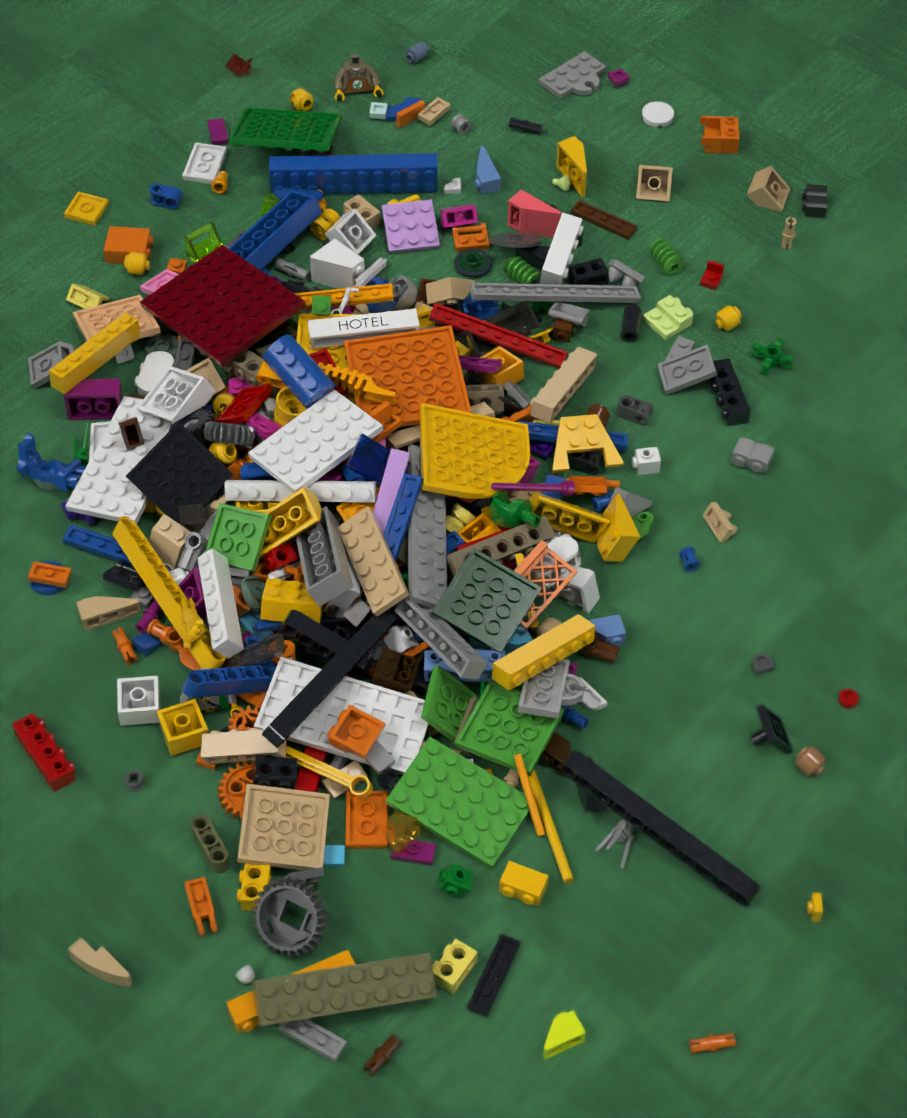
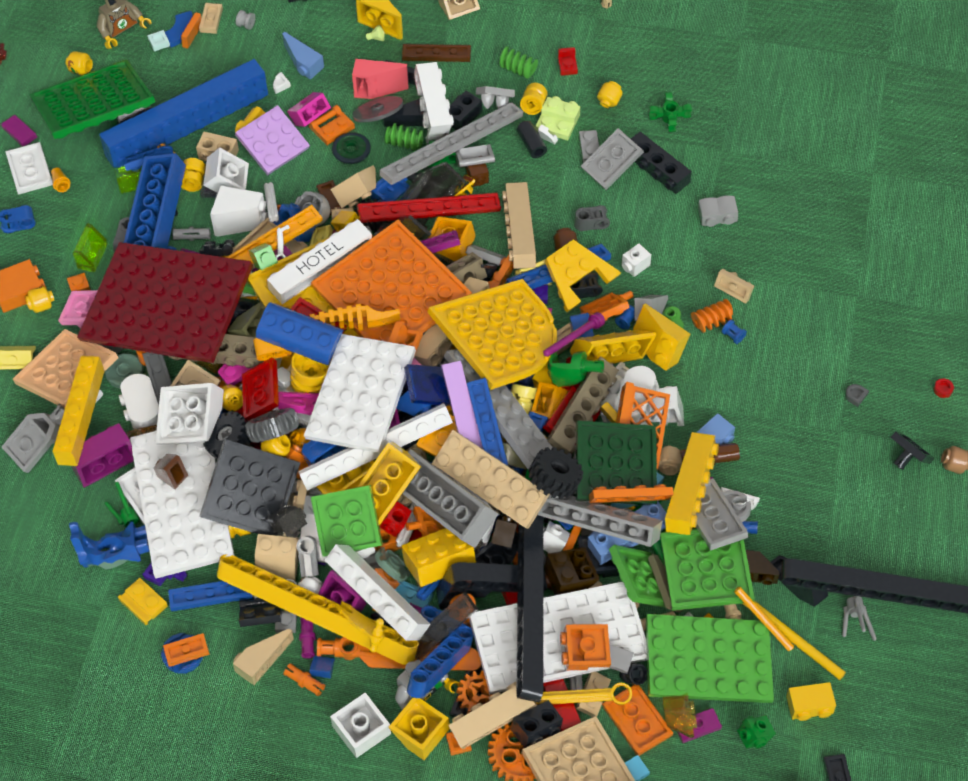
camera: 30 degrees left, 5 degrees up
(48, 524) = (142, 601): none -> yellow plate
(416, 586) = (555, 472): none -> black tyre
(472, 627) = (638, 493): none -> orange plate
(646, 325) = (544, 134): none -> white tile
(656, 290) = (533, 98): none -> yellow wheel
(679, 537) = (712, 314): none -> orange piece

